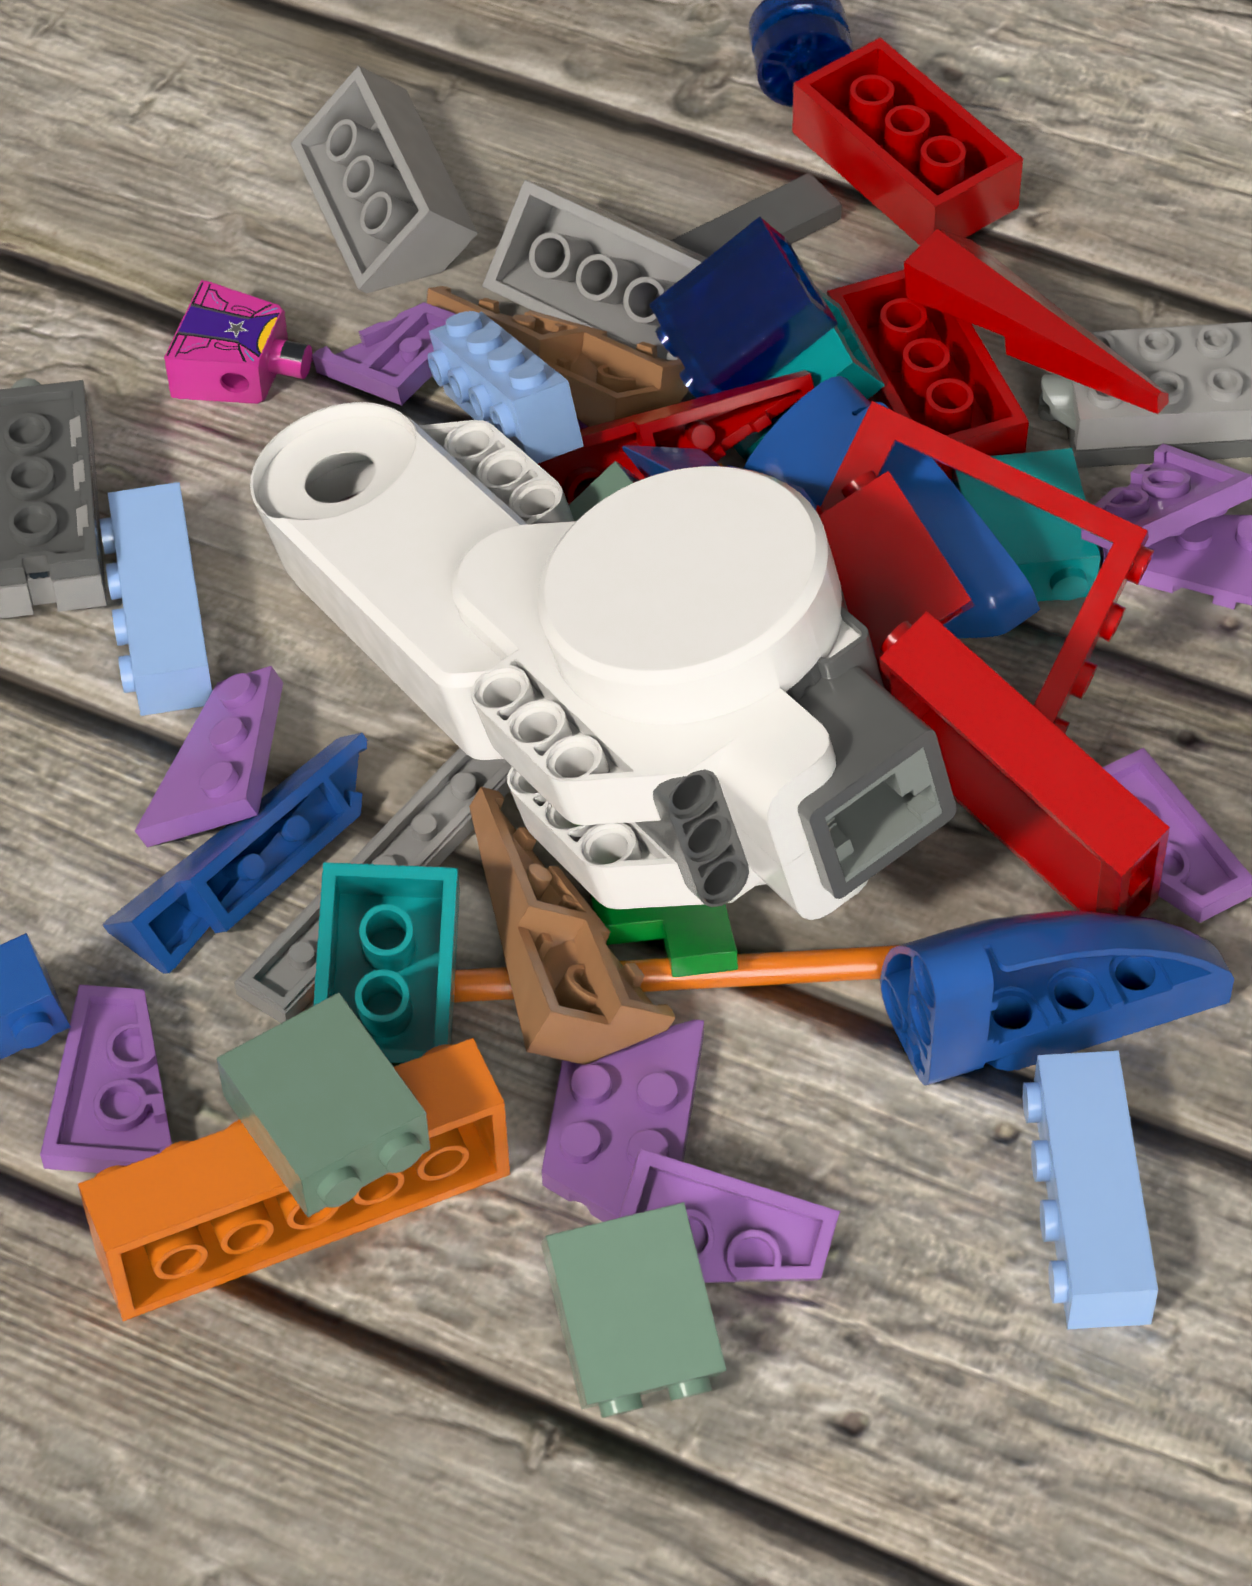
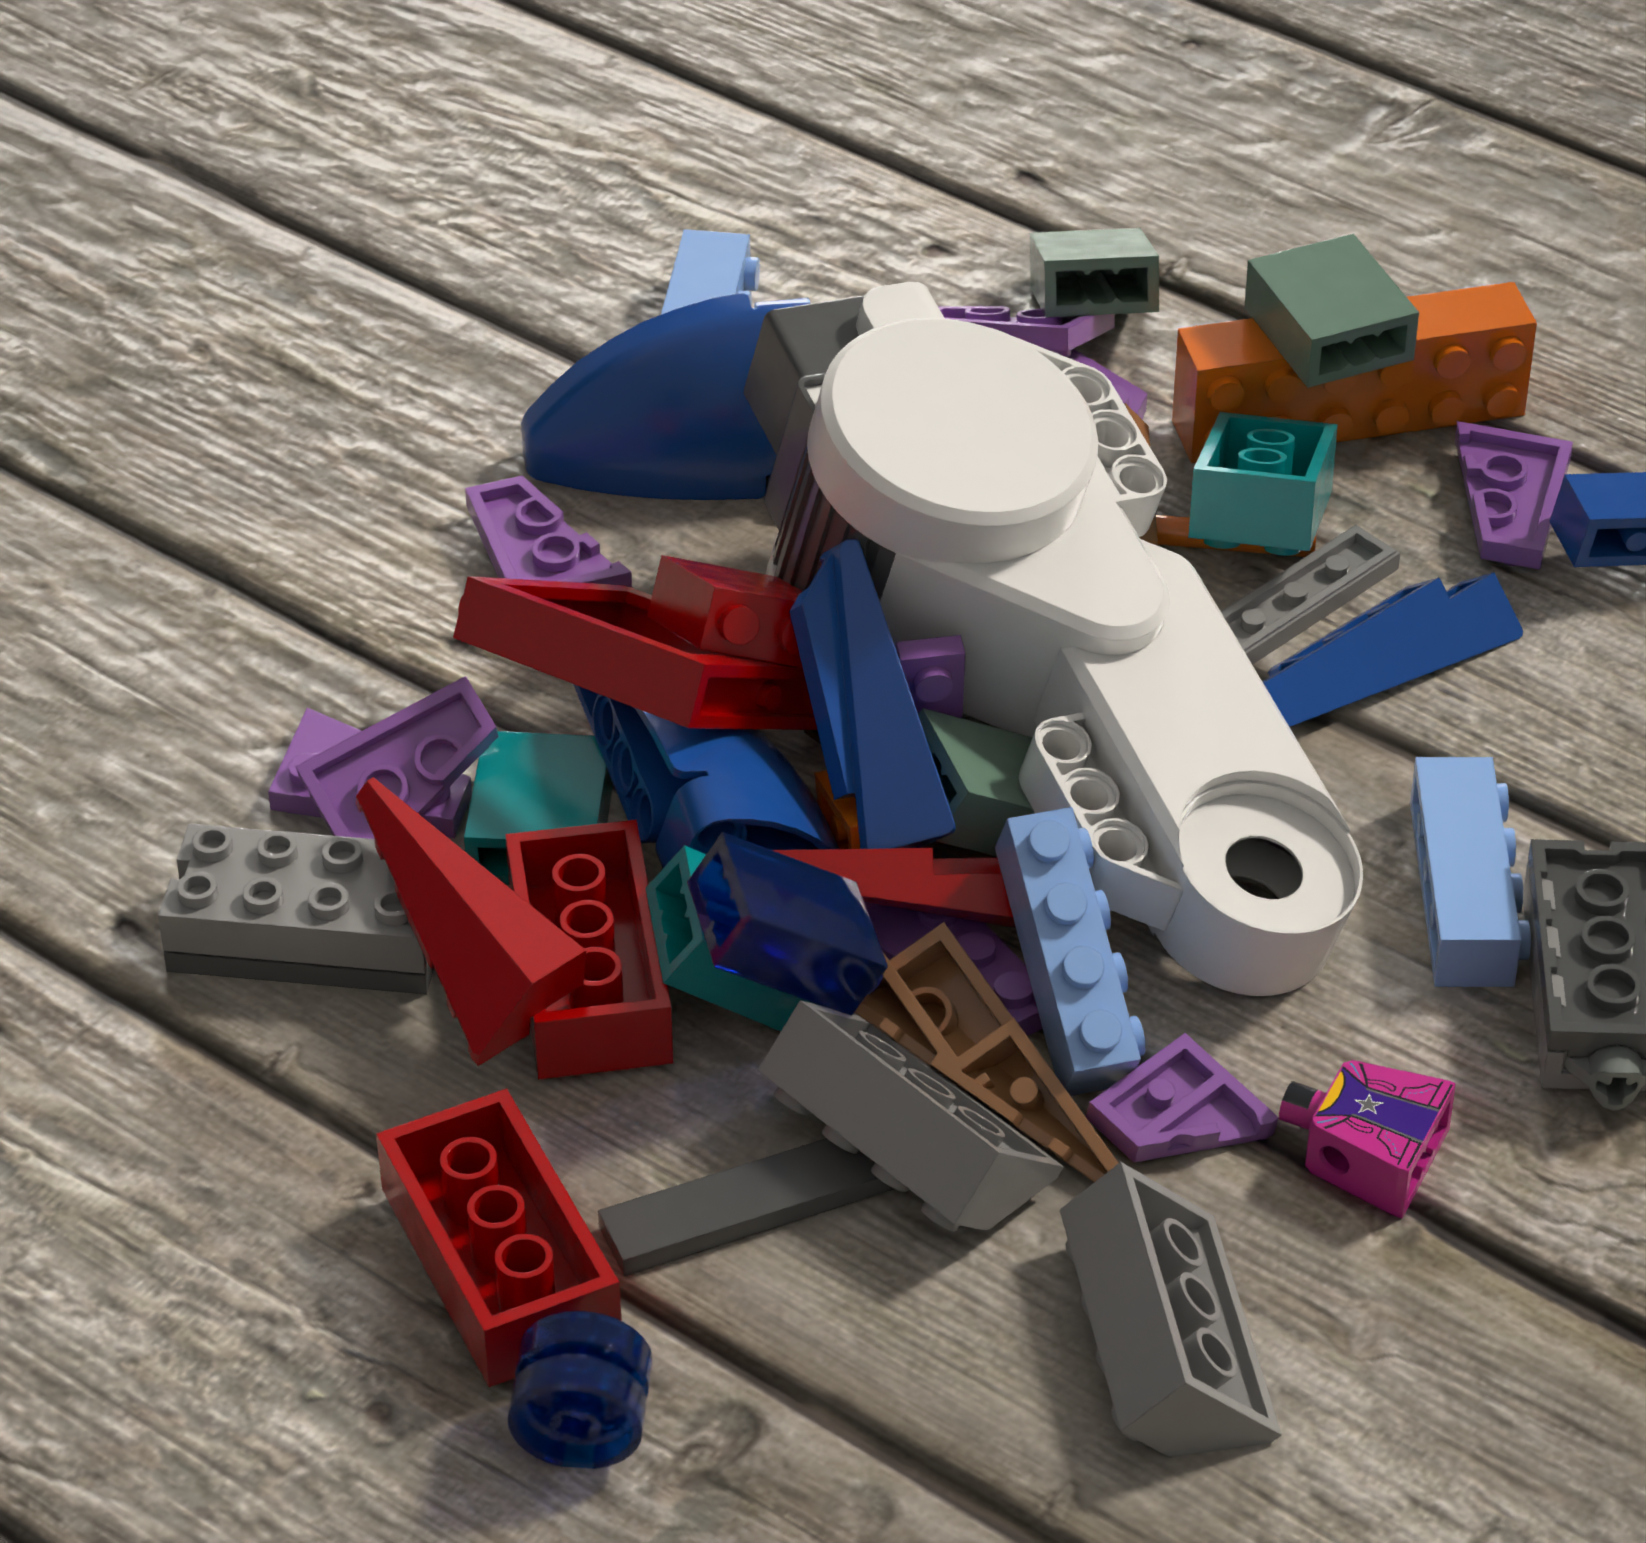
camera: 170 degrees left, 10 degrees down
(221, 762) = (1403, 712): medium lavender wing -> none
(1027, 775) = (749, 438): red window -> none

